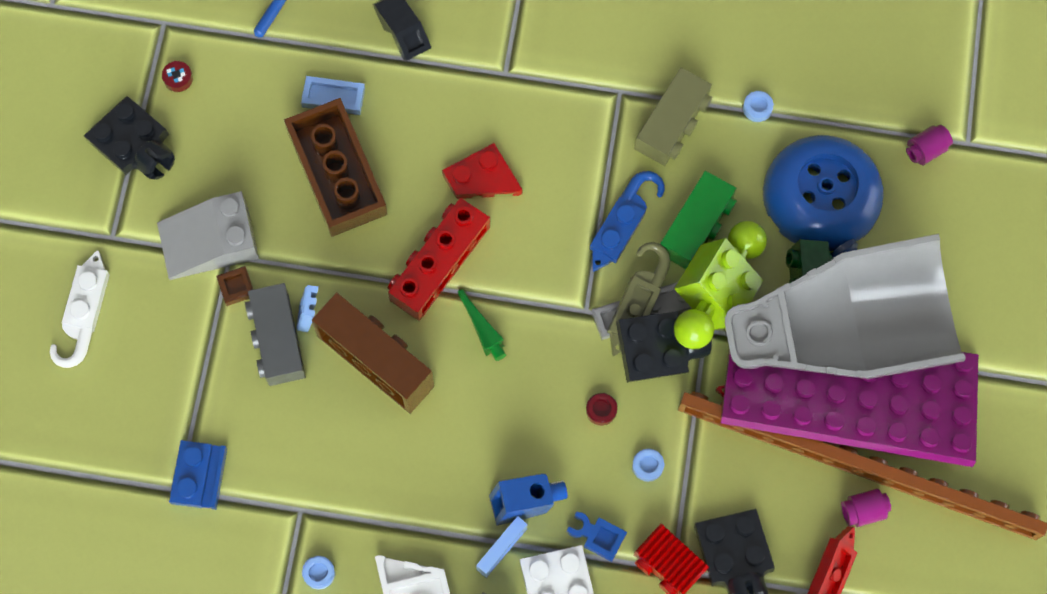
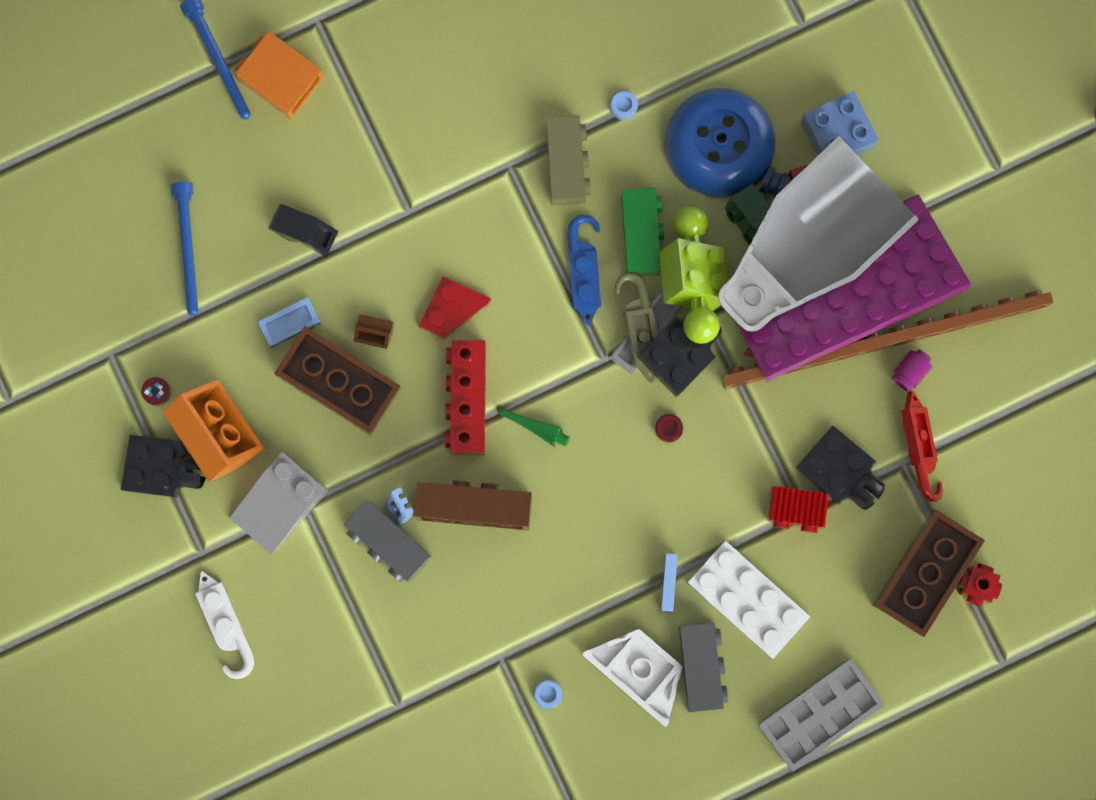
camera: 30 degrees left, 10 degrees up
(197, 134) = (213, 430): none -> orange brick
(198, 475) = (406, 685): blue plate -> none
(235, 285) = (327, 525): reddish brown tile -> none
(399, 149) = (373, 331): none -> reddish brown piece
(515, 497) = (656, 540): blue torso -> none
(602, 537) = (736, 525): blue plate -> none
(648, 465) = (732, 446): light blue tile -> none
(929, 144) = (775, 49): magenta brick -> none
(957, 244) = (840, 118): none -> medium blue brick

